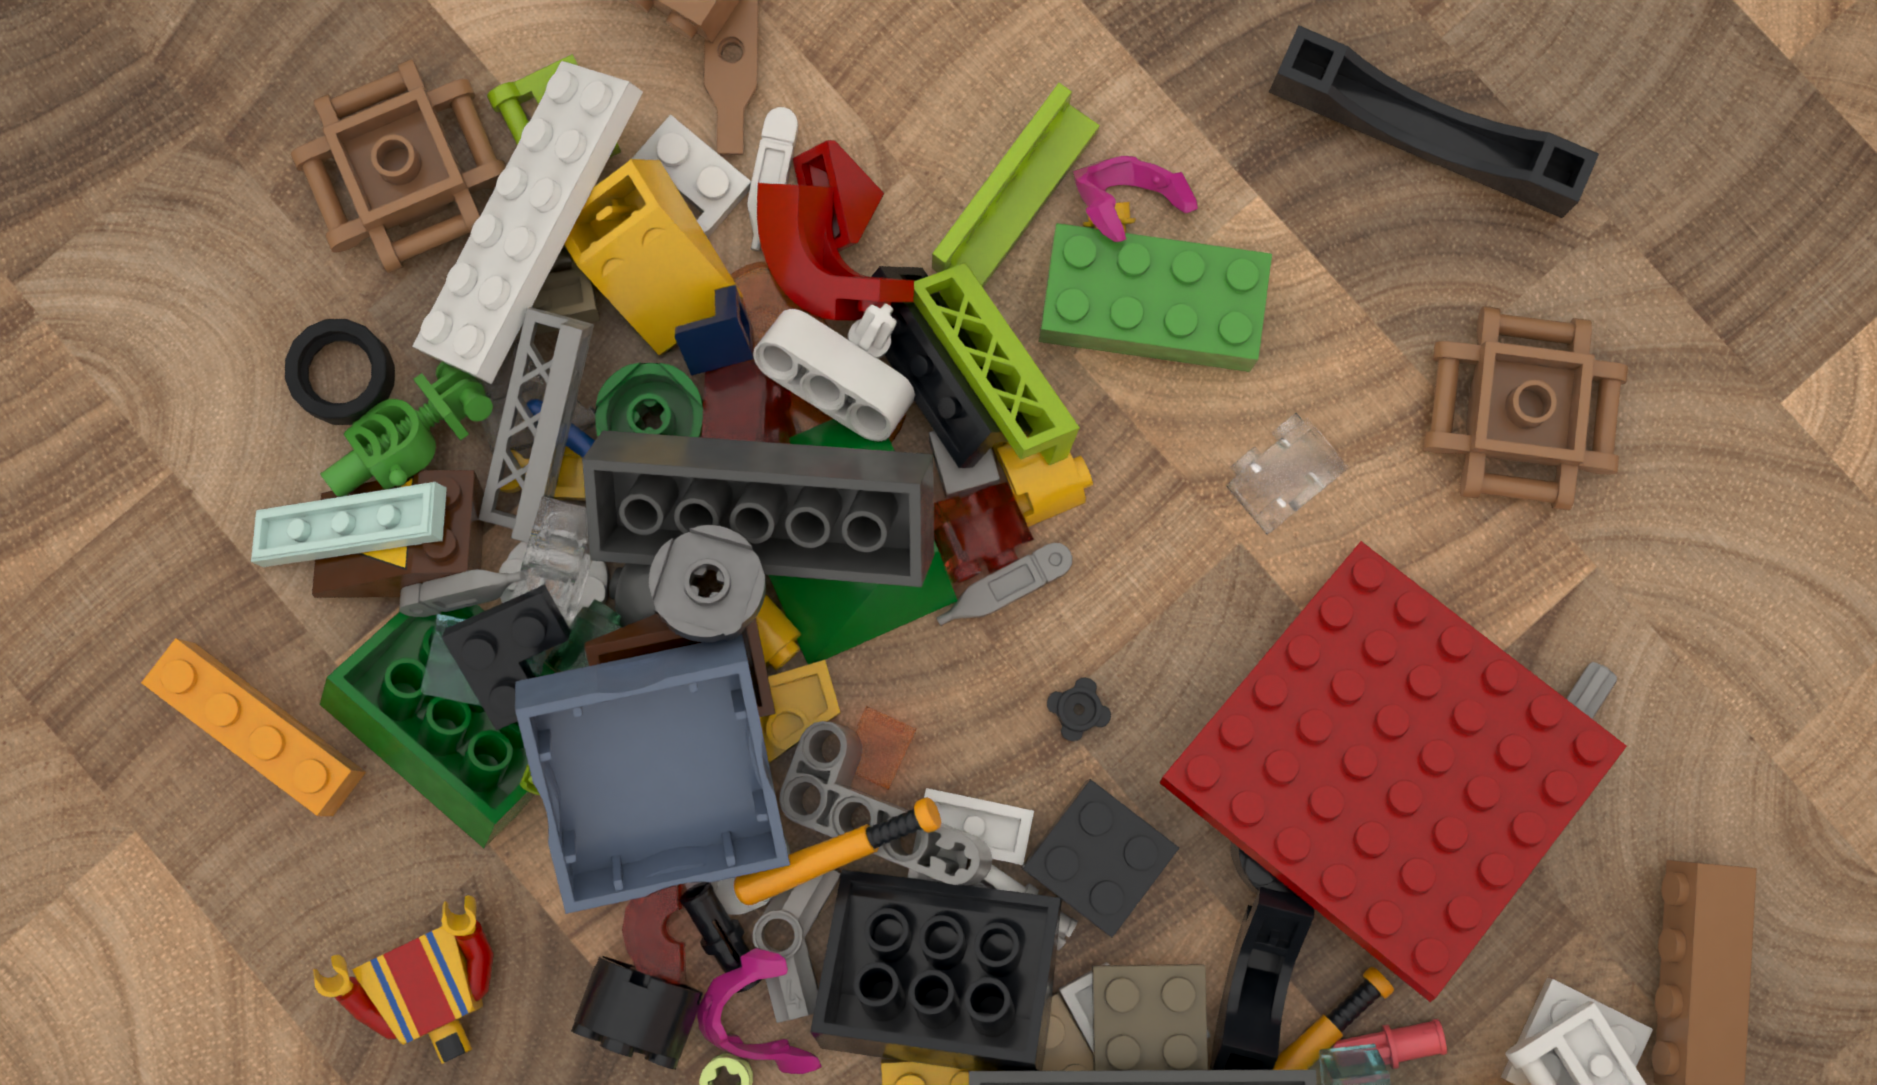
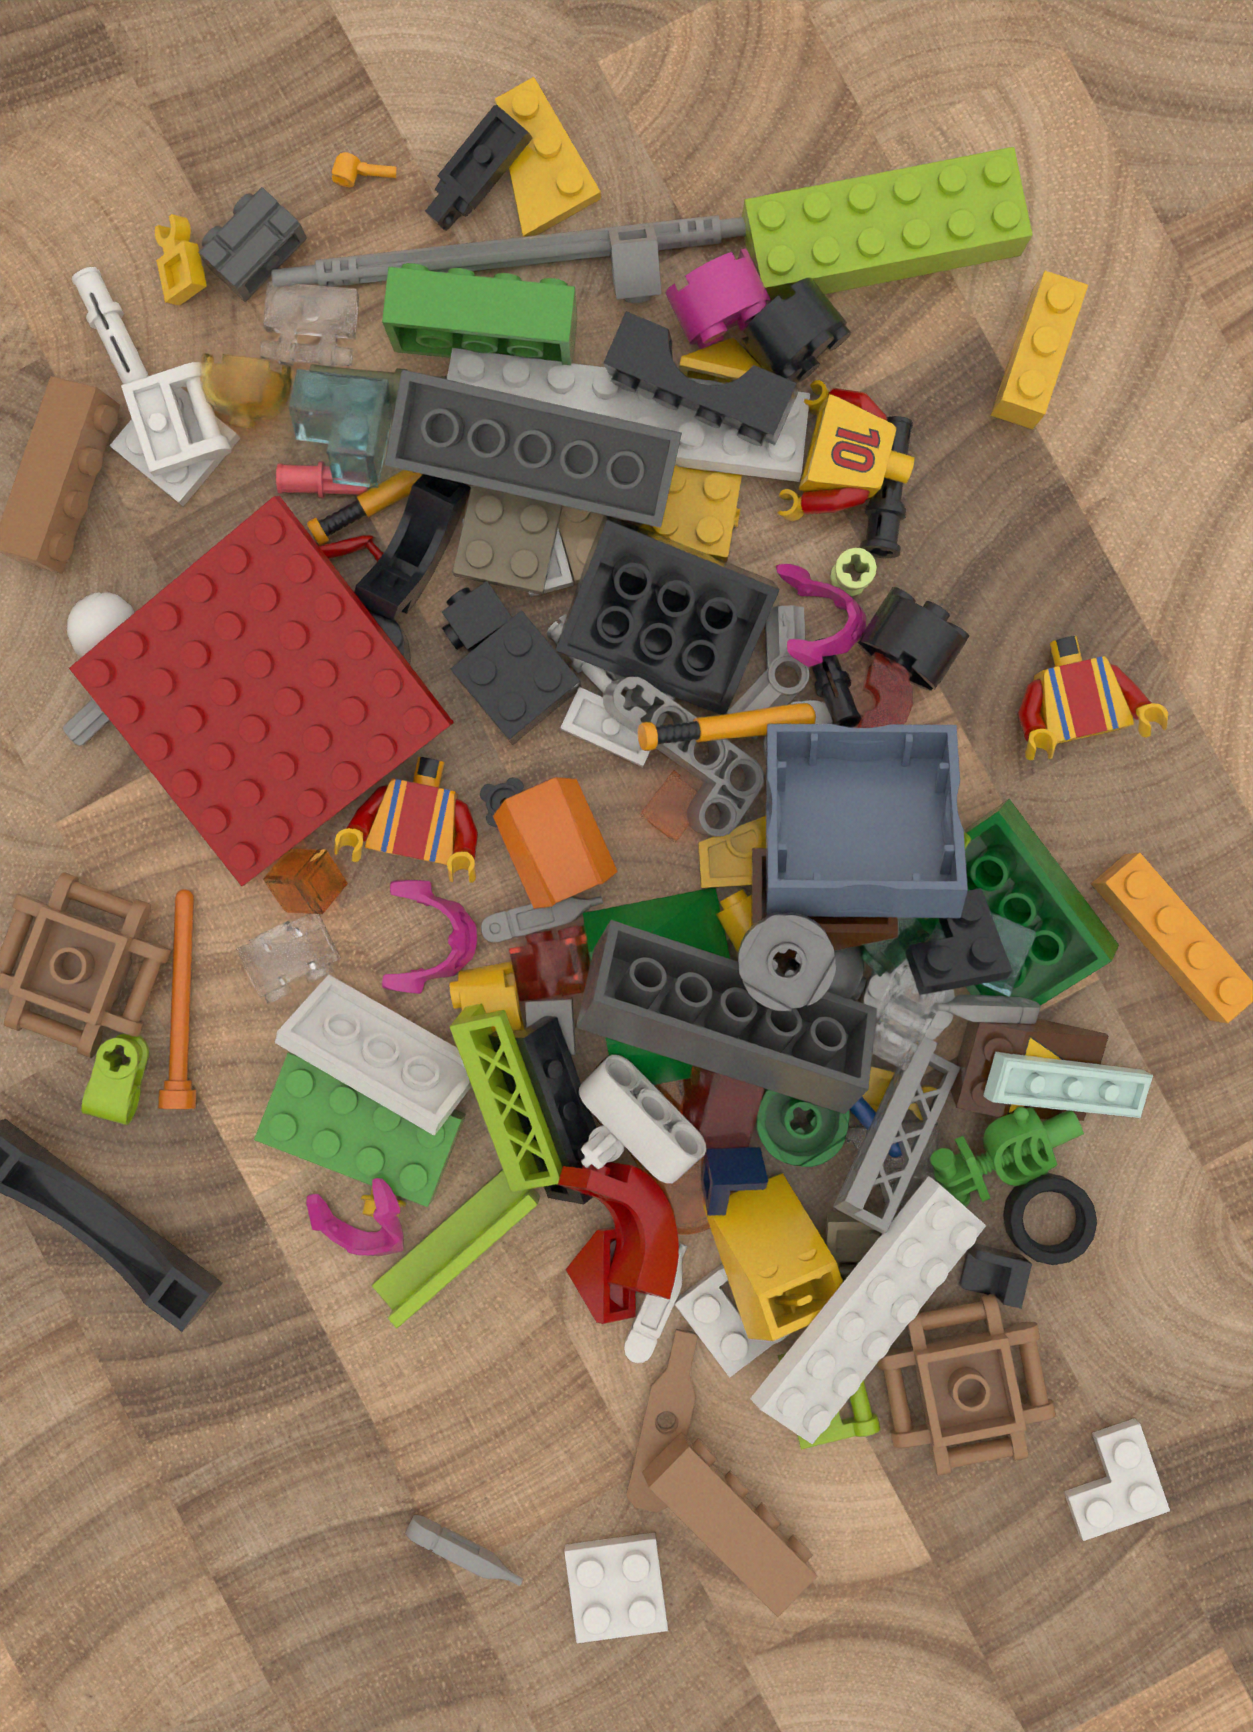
camera: 165 degrees left, 5 degrees up
(190, 92) = (1129, 1490): none -> white plate
(388, 297) = (997, 1273): none -> black panel
(1008, 673) = (554, 841): none -> orange slope
(1090, 534) = (462, 939): none -> dark pink helmet
(1155, 382) = (377, 1053): none -> white plate
(1166, 919) = (473, 616): none -> black brick
(1176, 659) = (415, 822): none -> torso
(1288, 563) = (305, 881): none -> clear orange panel
(1335, 973) = (352, 545): none -> red piece
(1374, 292) = (178, 1090): none -> orange piece
(1448, 282) = (115, 1086): none -> lime piece
(1610, 813) = (95, 619): none -> white hair

